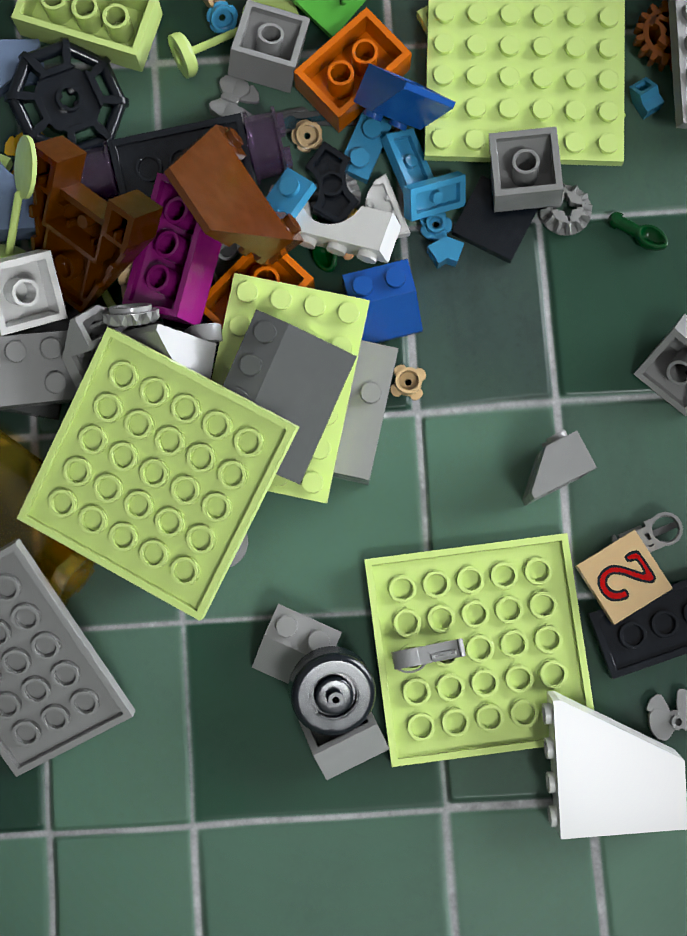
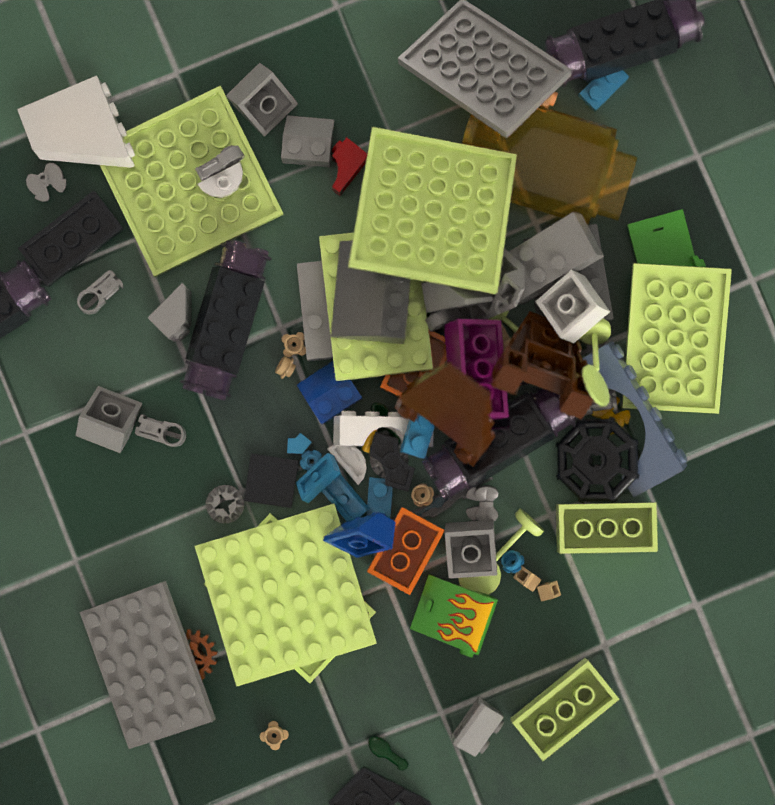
camera: 165 degrees right, 5 degrees up
(130, 314) = (488, 308): light grey gear -> none
(251, 599) = (350, 162): none -> red arch
(331, 690) = (274, 116): wheel -> none
(429, 355) = (285, 367): none -> tan plate
(432, 626) = (224, 182): none -> white plate
(490, 437) = (225, 319): none -> black brick
(525, 169) = (261, 514): light grey slope -> none
(623, 577) = (107, 258): tan tile -> none
(626, 331) = (157, 431): none -> light grey piece
(646, 97) = (194, 604): dark azure piece -> none
(646, 235) = (162, 503): dark green piece -> none

